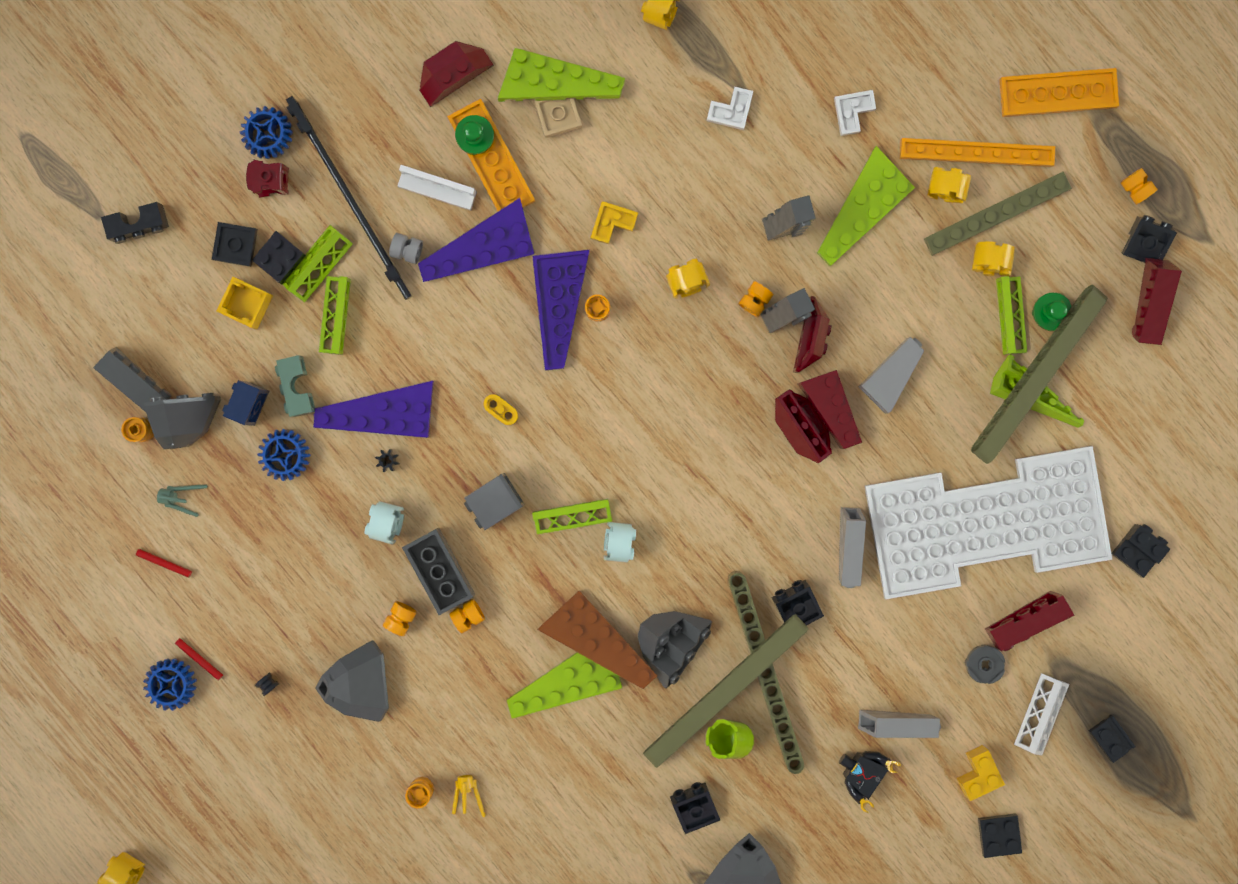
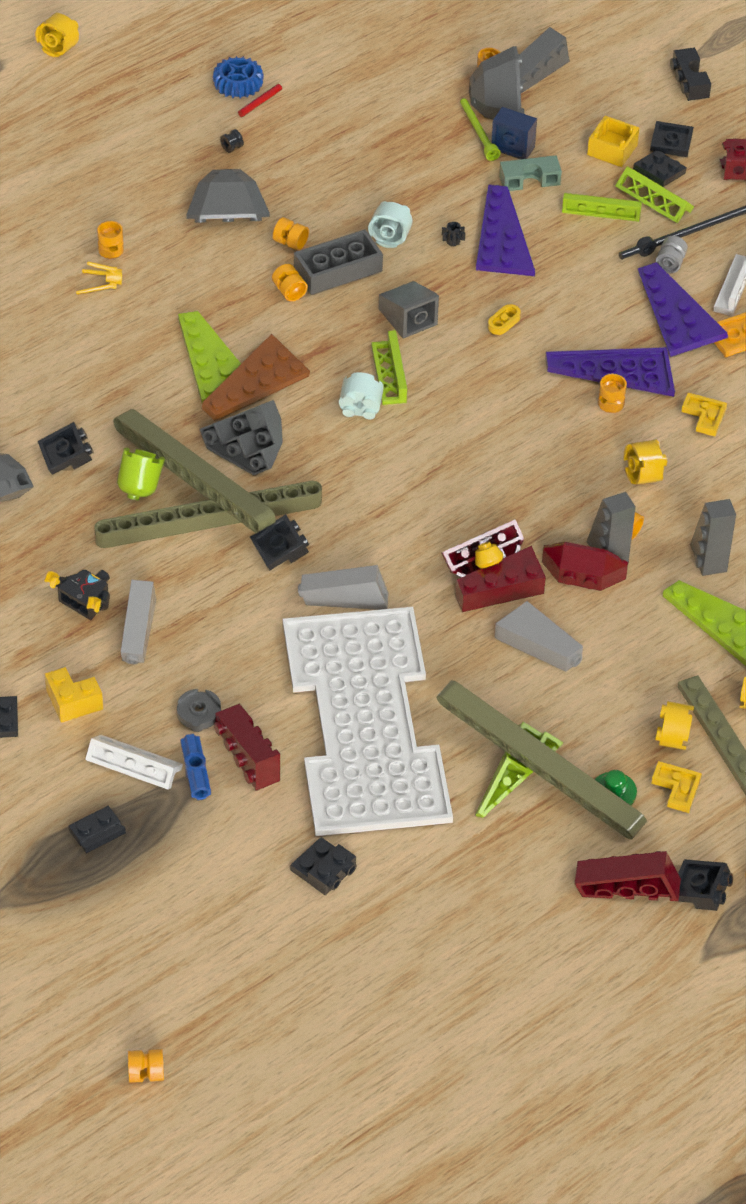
camera: 90 degrees right, 40 degrees down
(164, 563) = (357, 80): red bar -> none
(169, 497) = (421, 85): sand green plant -> none
(263, 425) = (490, 150): none -> lime piece
(286, 463) = (461, 162): blue gear -> none
(821, 420) = (487, 555): none -> yellow cone
(1006, 315) = (608, 746): lime fence -> none
(1041, 254) = (681, 781): none -> yellow plate
(1061, 660) = (195, 767): none -> blue piece

